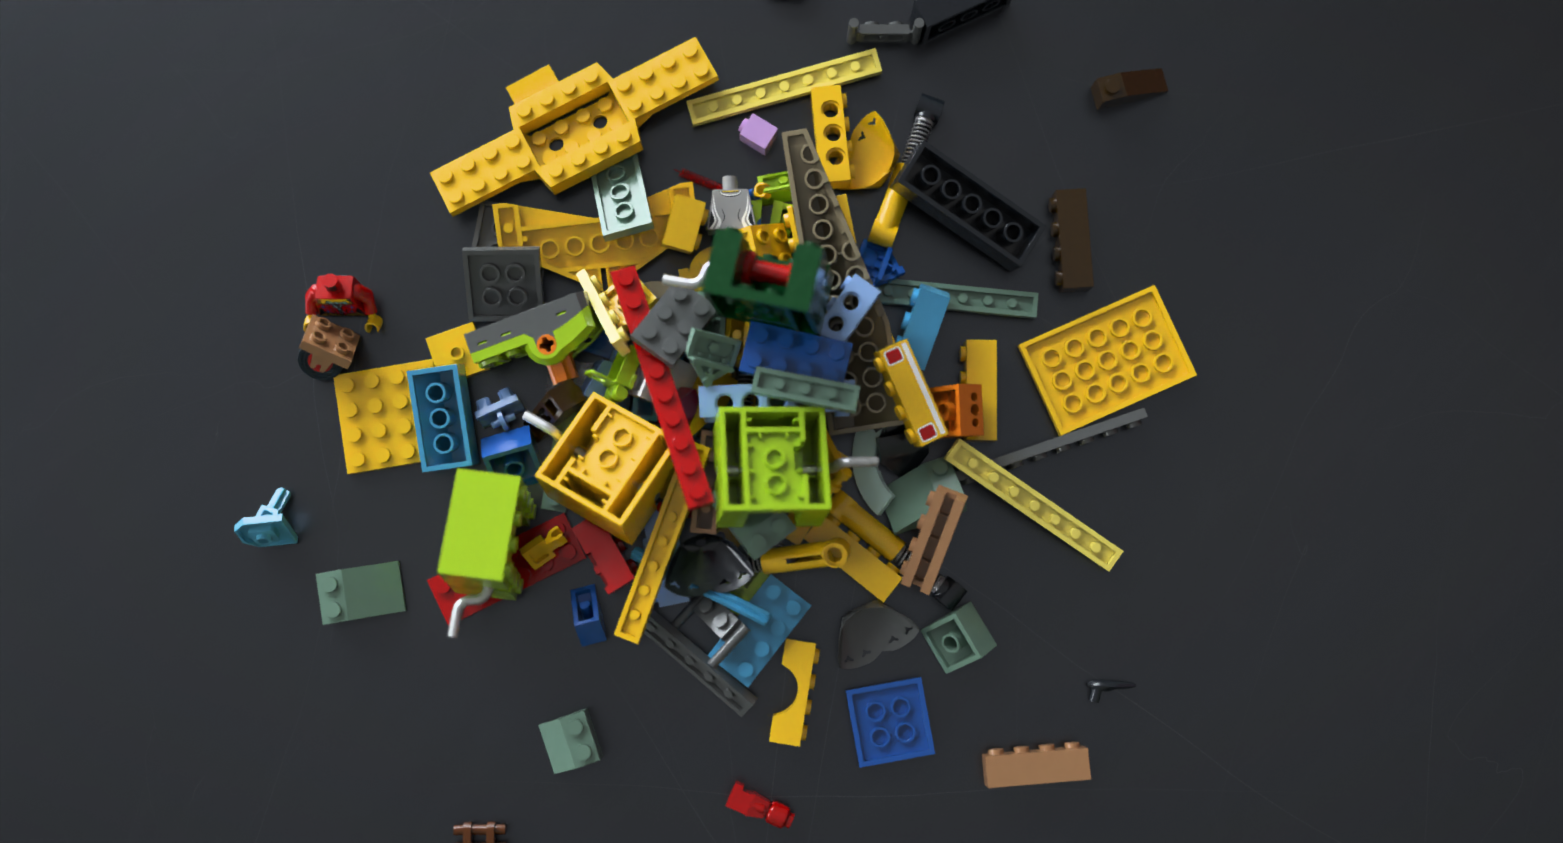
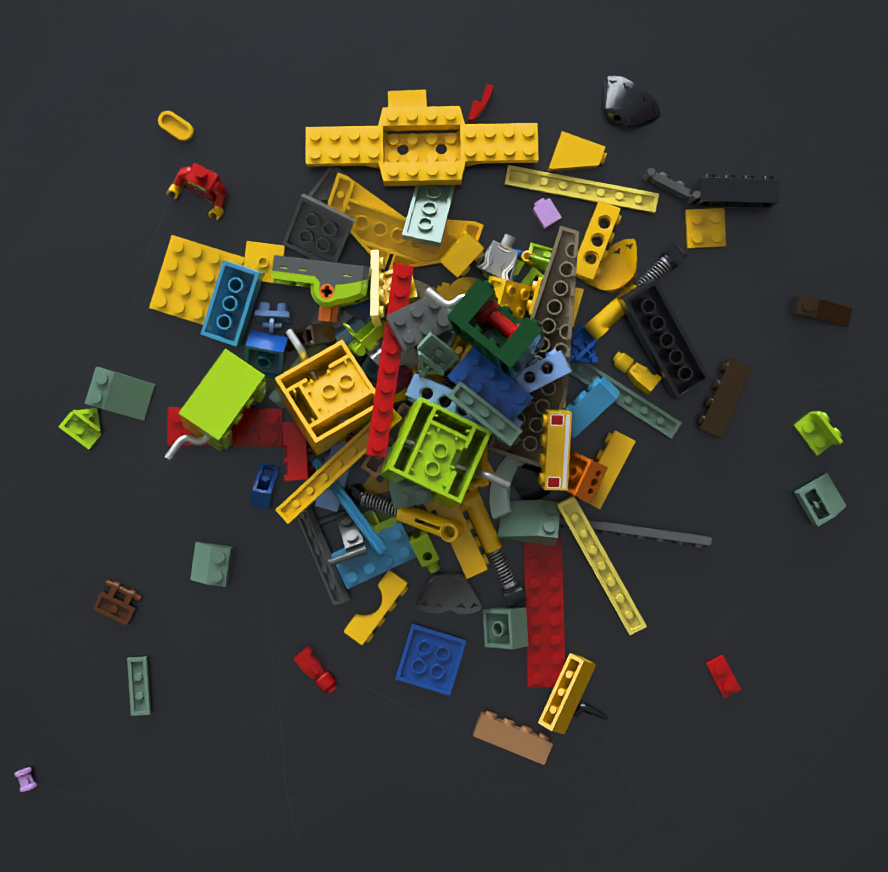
camera: 30 degrees right, 5 degrees up
(269, 525) = (80, 316): medium azure piece -> none
(278, 248) = (176, 126): none -> yellow tile
(326, 348) = (176, 215): medium nougat plate -> none
(336, 655) = (83, 426): none -> lime slope
(541, 550) = (254, 427): yellow plate -> none
(620, 52) = (479, 107): none -> red slope
(698, 179) = (501, 235): red piece -> none
(707, 566) = (360, 496): black piece -> none
(758, 51) = (576, 154): none -> yellow slope
(810, 586) = (422, 543): none -> lime torso
(934, 538) = (525, 551): medium nougat brick -> none
(948, 61) = (705, 228): none -> yellow plate
(958, 263) = (637, 373): none -> yellow piece
(1001, 604) = (544, 613): none -> red plate
(1072, 679) = (567, 693): none -> yellow brick
(1107, 360) = (704, 492): yellow plate -> none
(1200, 223) = (818, 432): none -> lime bracket
(1242, 564) = (723, 676): none -> red plate
(1244, 301) = (820, 500): none -> sand green slope

